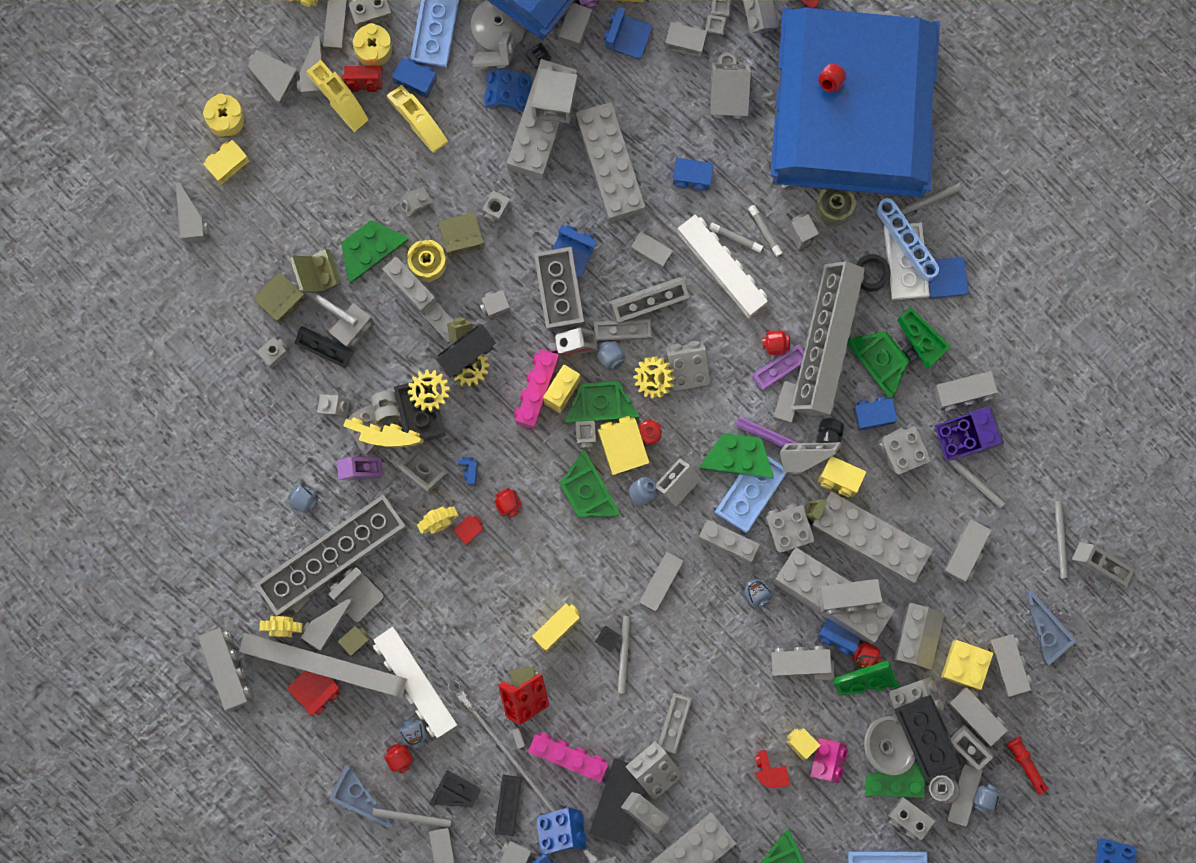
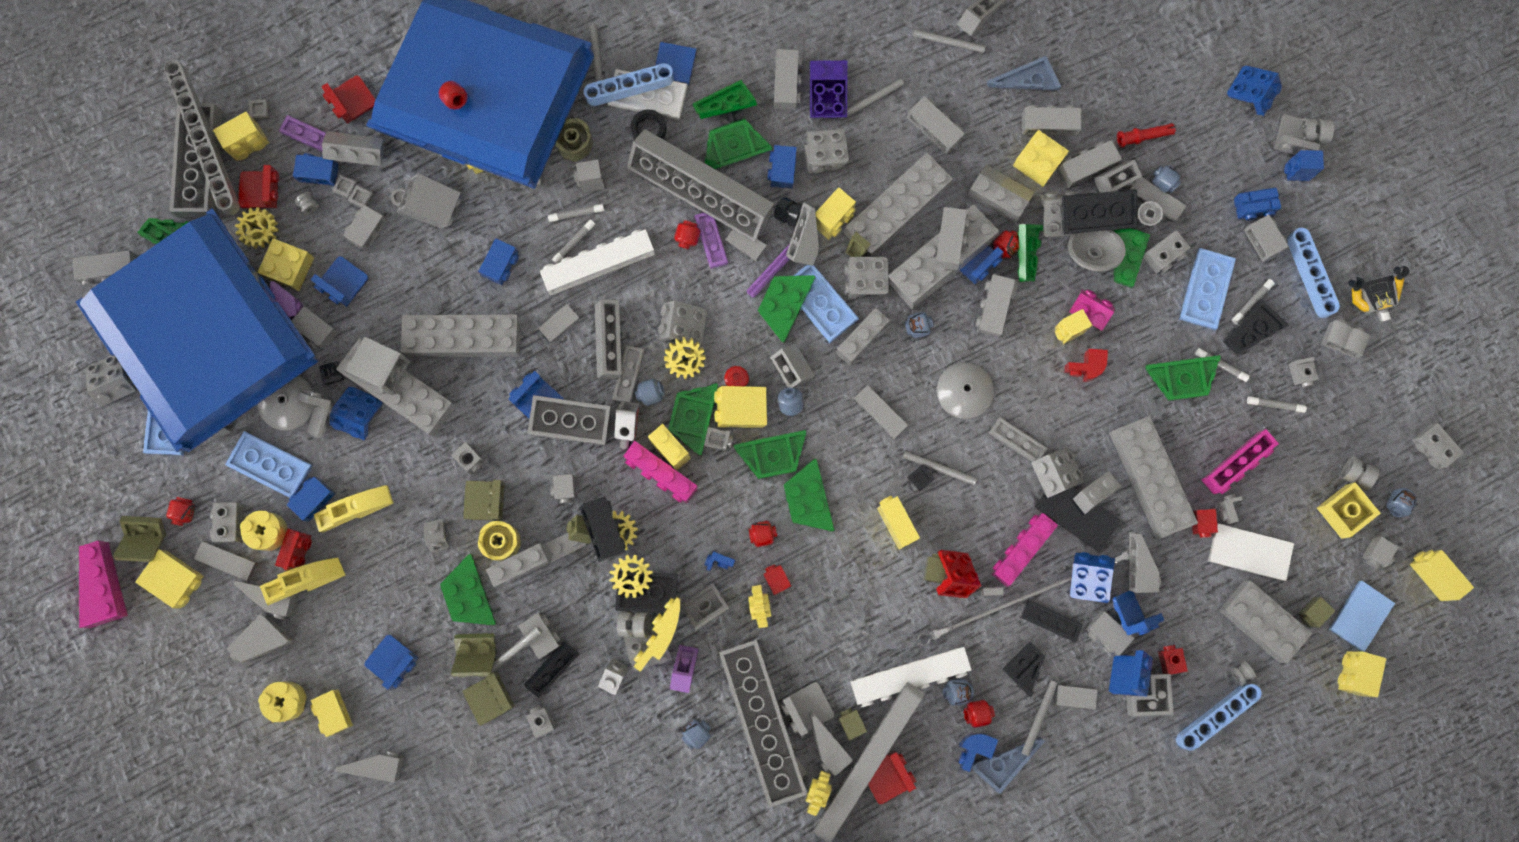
camera: 70 degrees left, 0 degrees up
(287, 200) = (391, 662): none -> blue bracket
(370, 765) = (974, 744): none -> blue brick
(555, 536) = (808, 499): none -> green wing
(705, 672) = (960, 402): none -> light grey dish

